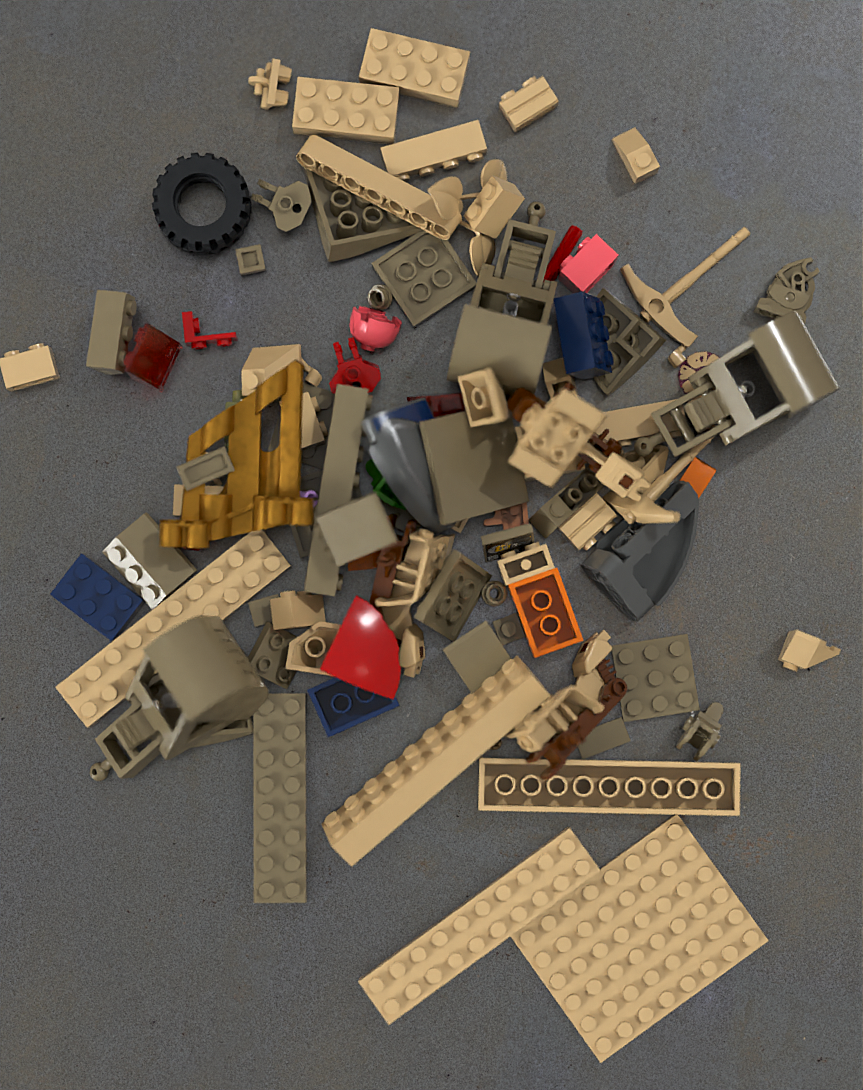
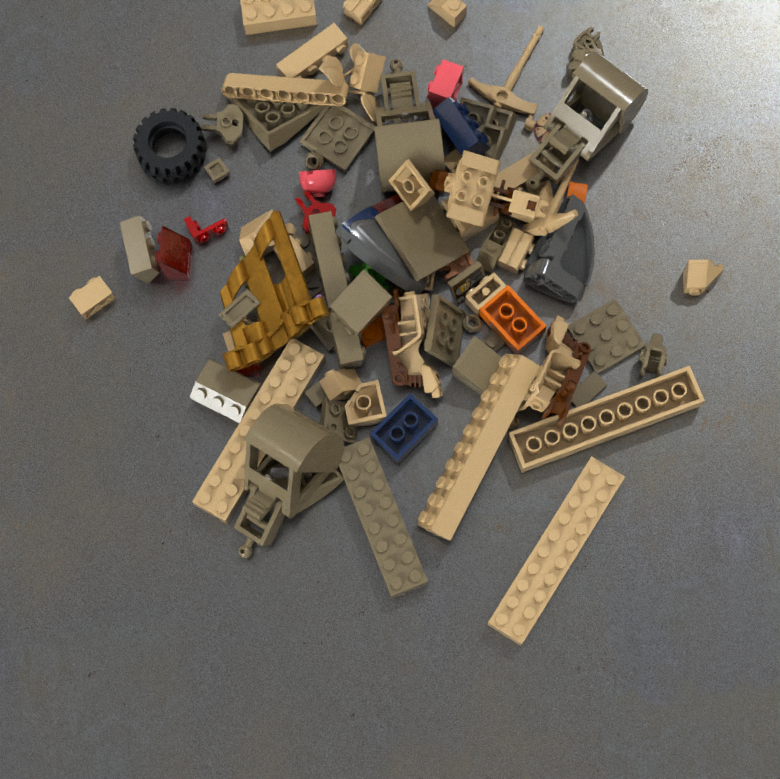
camera: 15 degrees left, 10 degrees down
(97, 597) = (198, 431): dark blue brick -> none
(273, 74) = (183, 55): tan hips -> none
(345, 110) = (243, 51): tan brick -> none
(365, 651) = (399, 388): red brick -> none
(562, 252) = (426, 78): red axle -> none
(639, 938) = (671, 517): tan plate -> none

